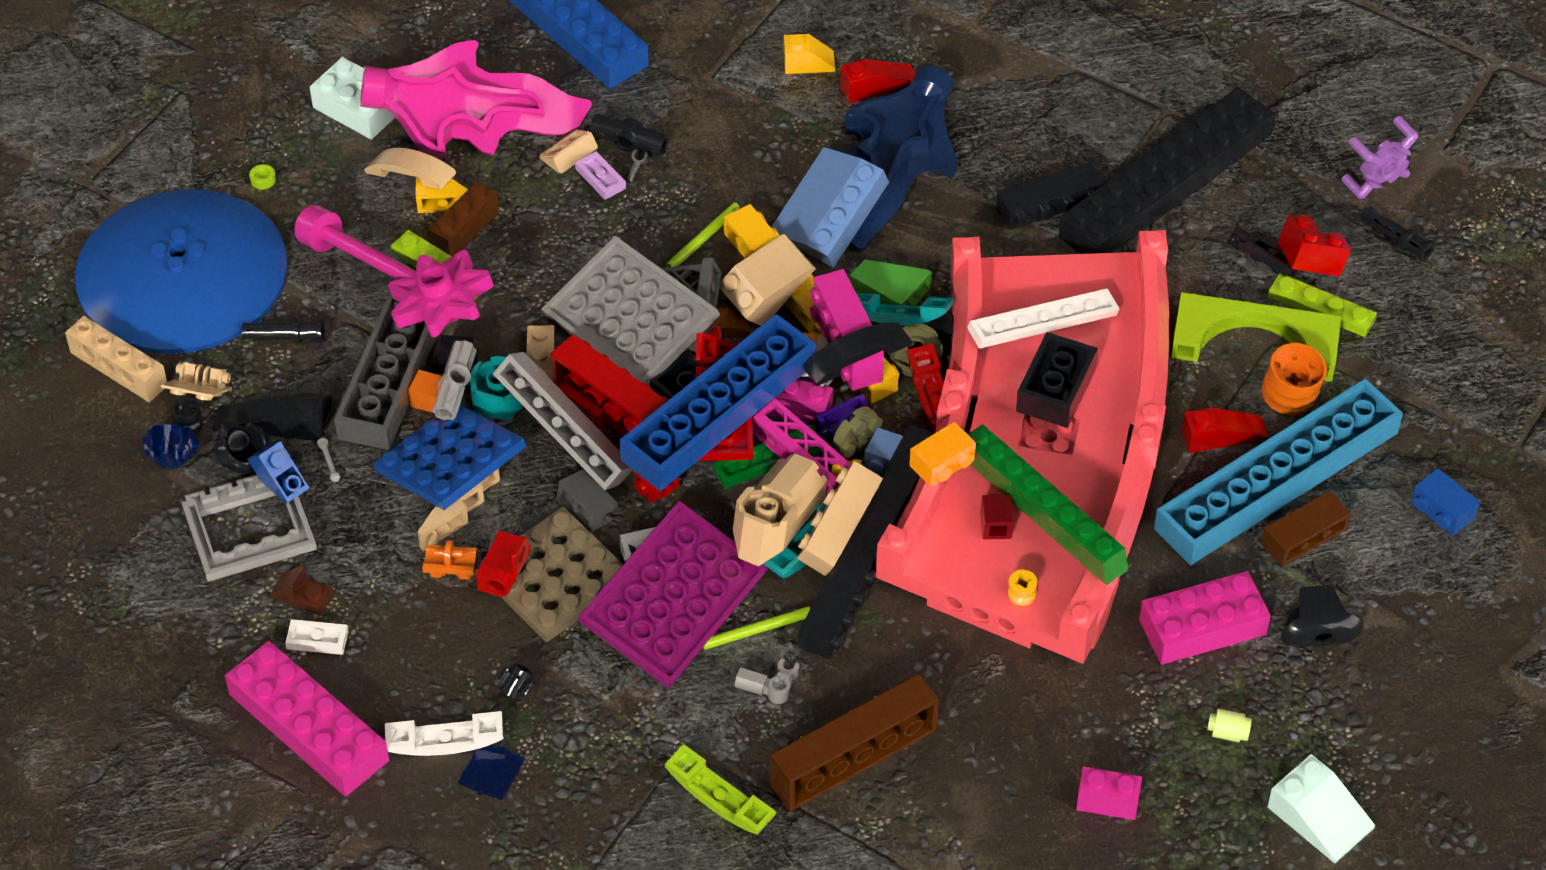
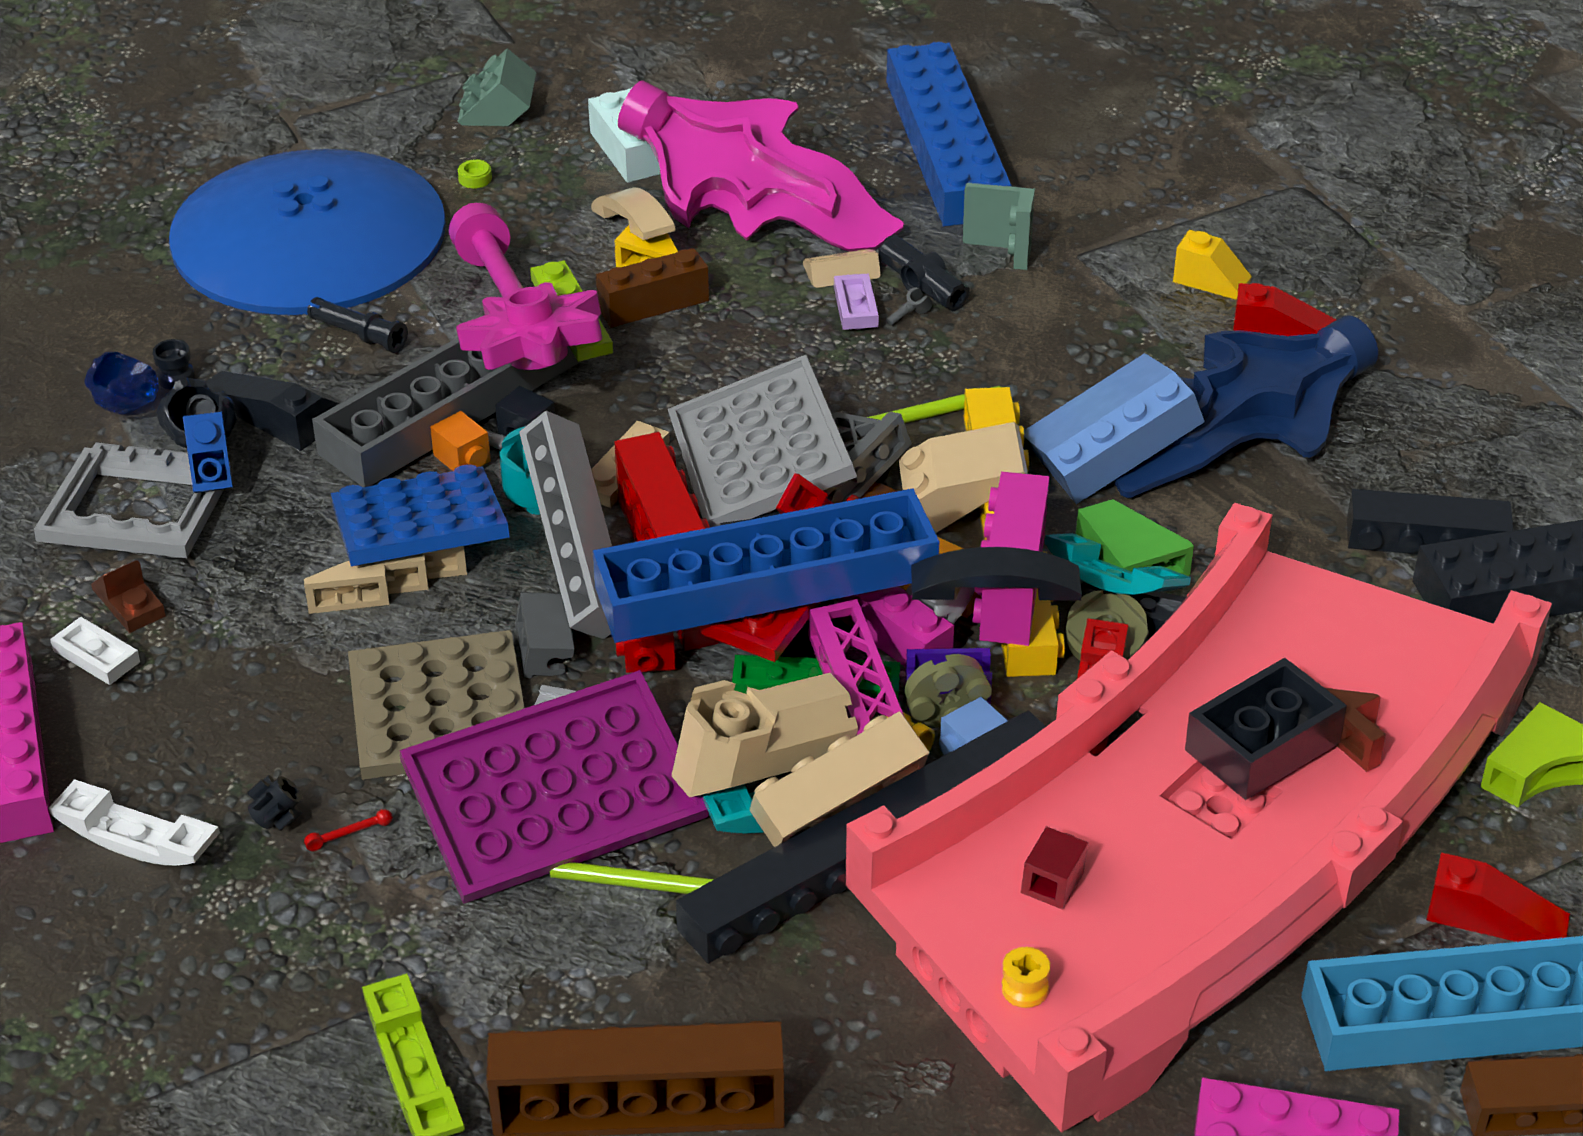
camera: 30 degrees right, 10 degrees down
(116, 358) = (152, 281): tan brick -> none
(196, 380) = (214, 333): tan hinge -> none
(229, 103) = (498, 92): none -> sand green slope
(323, 444) = (298, 454): light grey hinge -> none
(449, 391) = (471, 445): light grey piece -> none
(450, 560) = (318, 629): orange hips -> none
(491, 771) = (159, 901): clear blue piece -> none
(502, 564) = (367, 654): red piece -> none
(581, 660) = (315, 841): none -> red hinge
(587, 407) = (621, 519): red tile -> none
(659, 72) = (1000, 219): none -> sand green bracket
(776, 687) = (601, 964): light grey bar -> none
(942, 454) = (1018, 744): light orange piece -> none
(1043, 318) = (1298, 642): white plate -> none
(1048, 507) = (1127, 879): green brick -> none
(1108, 361) = (1361, 736): none -> copper slope

